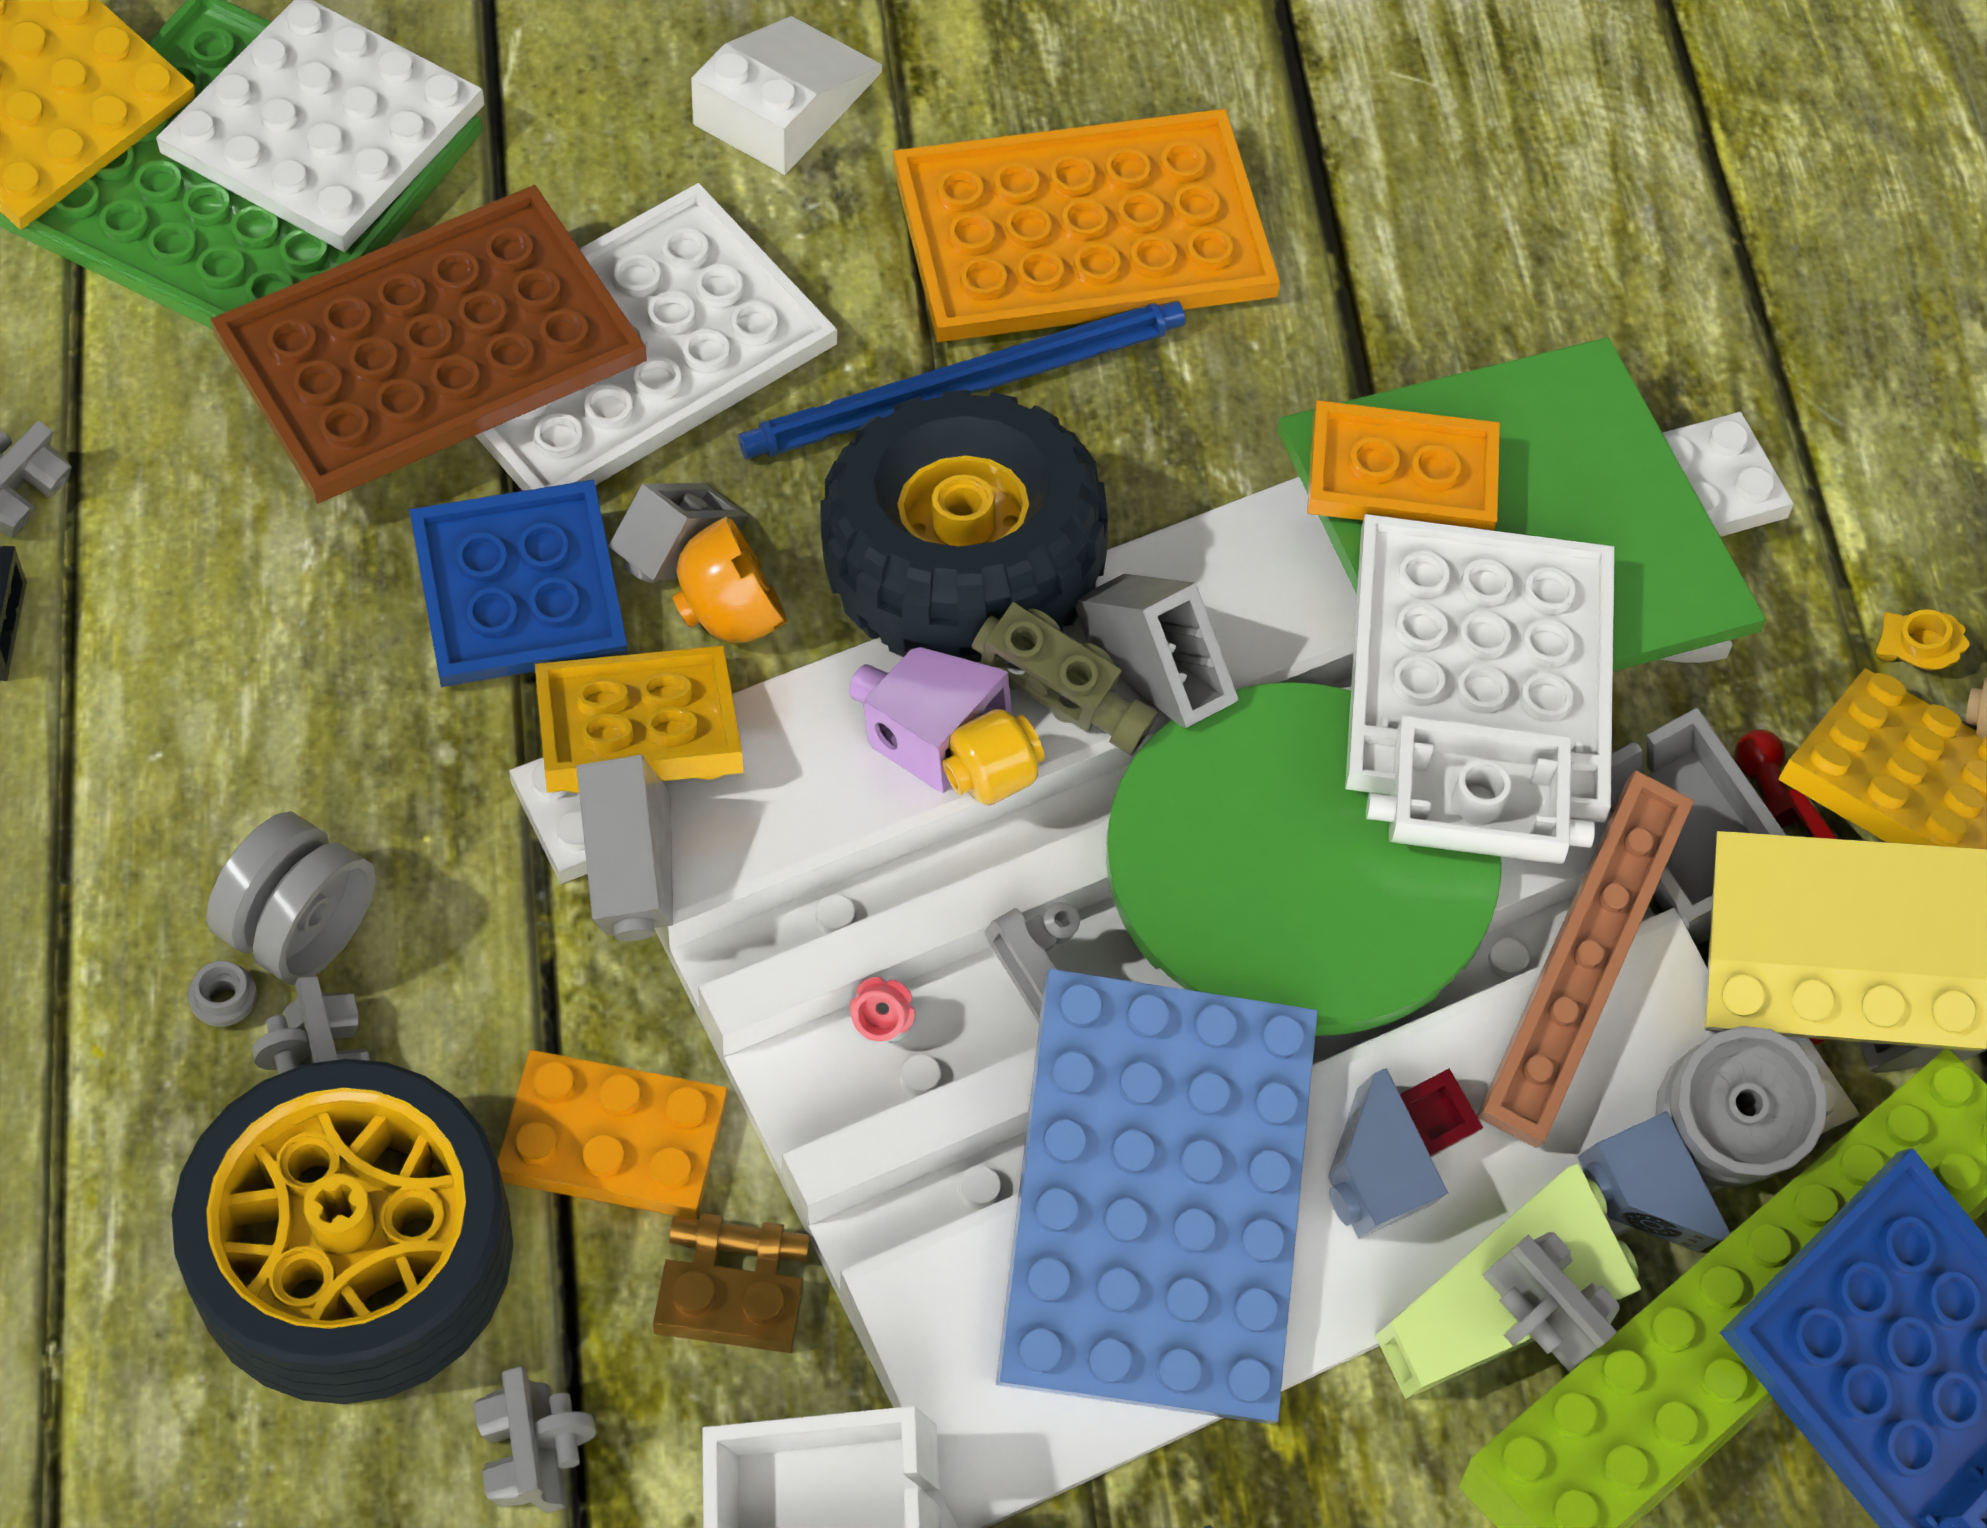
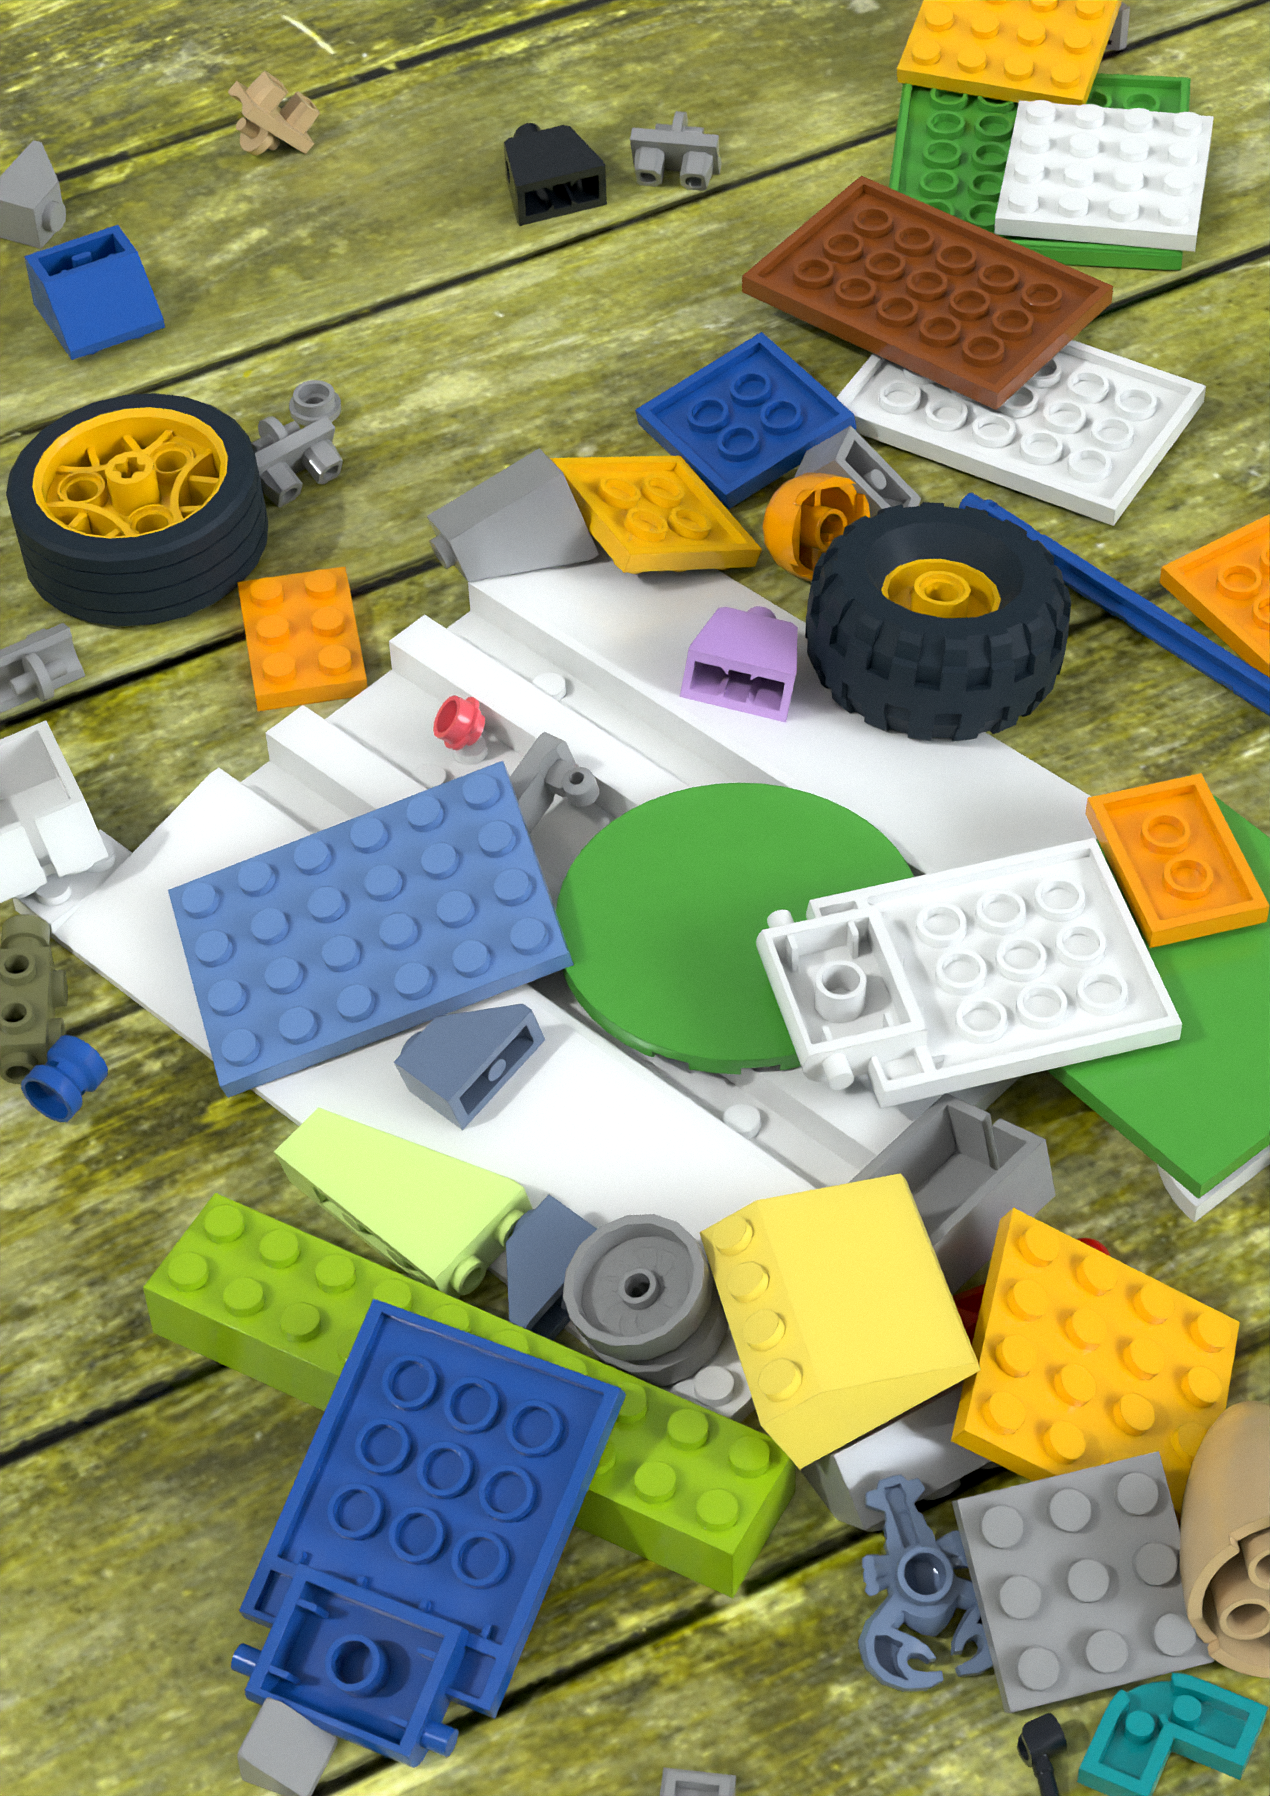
camera: 75 degrees right, 10 degrees down
(290, 897) = (388, 389): light grey wheel -> none
(731, 1303) = (189, 743): pearl gold plate -> none
(993, 756) = (709, 693): yellow head -> none
(1064, 667) = (815, 710): olive brick -> none
(1160, 643) = (880, 759): light grey slope -> none
(1441, 1112) = (529, 1084): dark red plate -> none
(1548, 1302) = (390, 1172): light grey hips -> none
(1585, 960) = (738, 1137): nougat plate -> none

